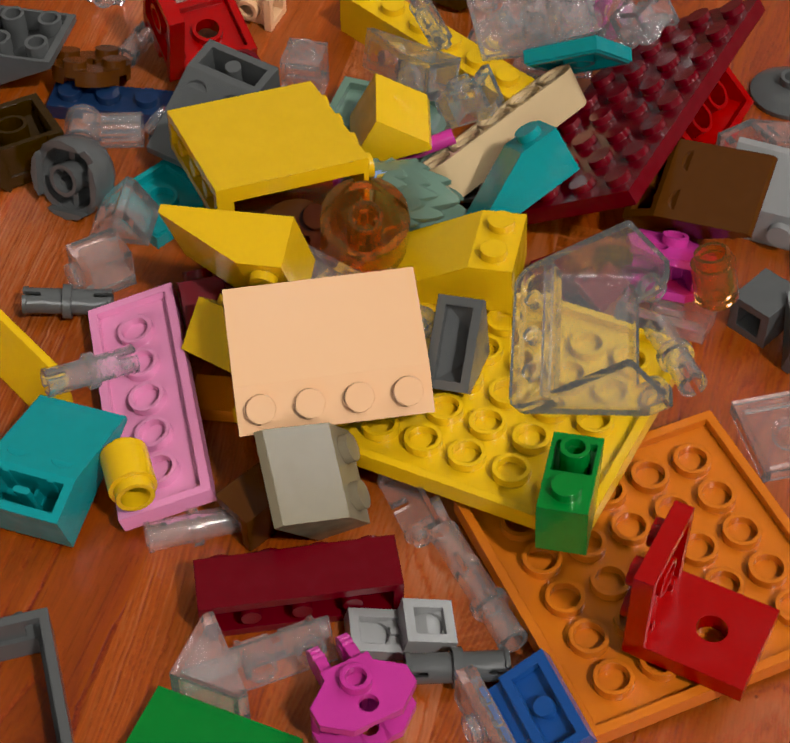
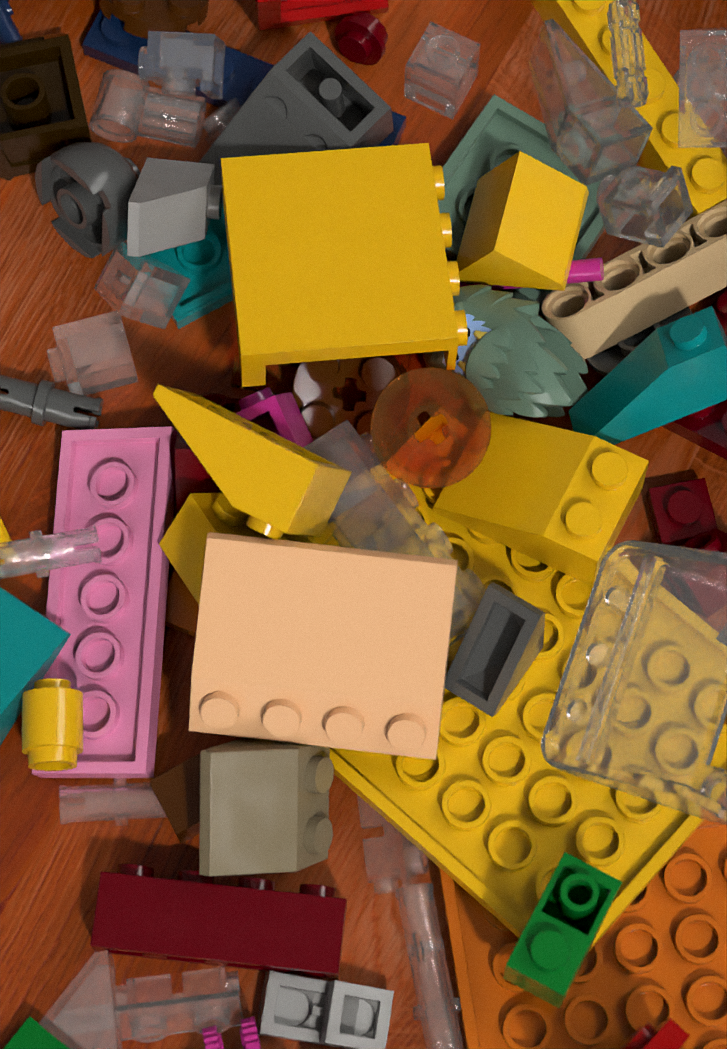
camera: 15 degrees right, 25 degrees up
(122, 87) = (183, 62): none -> clear brick
(139, 156) = (171, 205): none -> light grey slope

